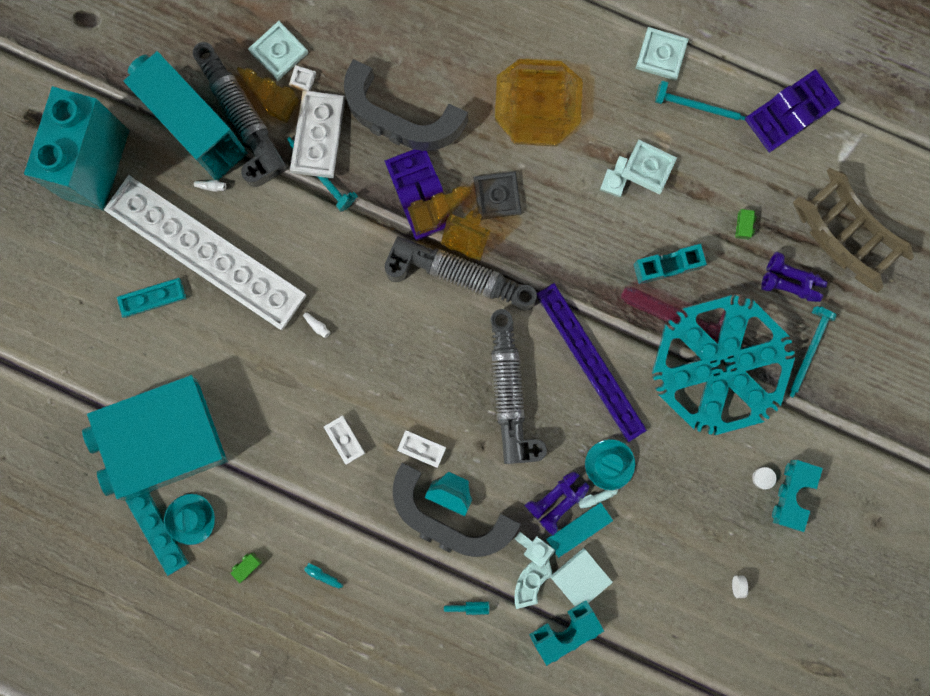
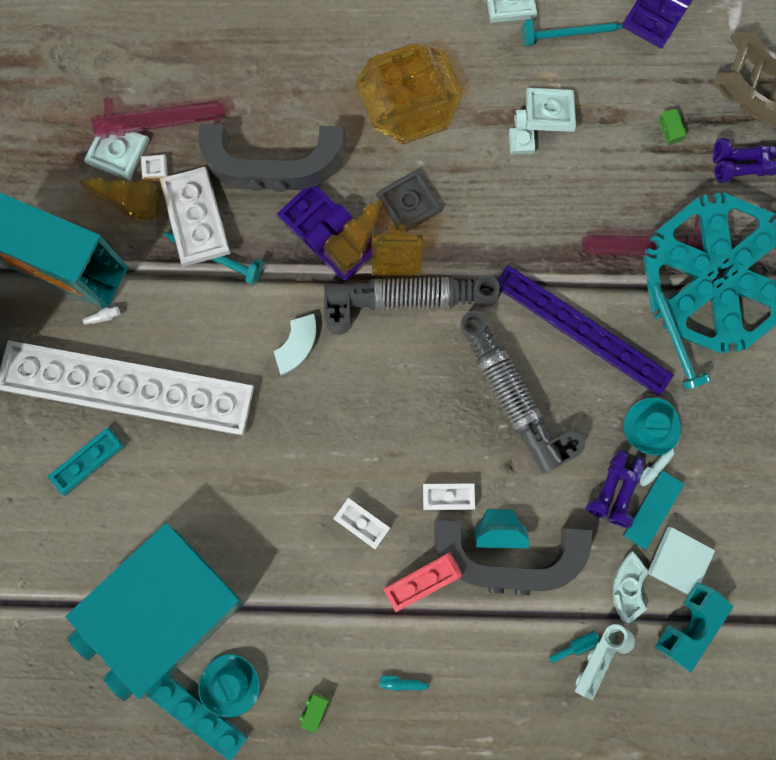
camera: 25 degrees left, 5 degrees down
(252, 131) = (121, 237): dark grey piece -> none
(288, 31) = (121, 123): none -> clear pink cylinder
(317, 326) = (280, 415): white piece -> none
(356, 275) = (298, 345): none -> light aqua tile
(371, 506) = (423, 582): none -> coral tile
(483, 625) = (600, 659): none -> light aqua plate
(536, 551) = (621, 551): light aqua plate -> none
(660, 441) = (692, 380): none -> teal piece
(669, 265) = (625, 191): teal arch -> none

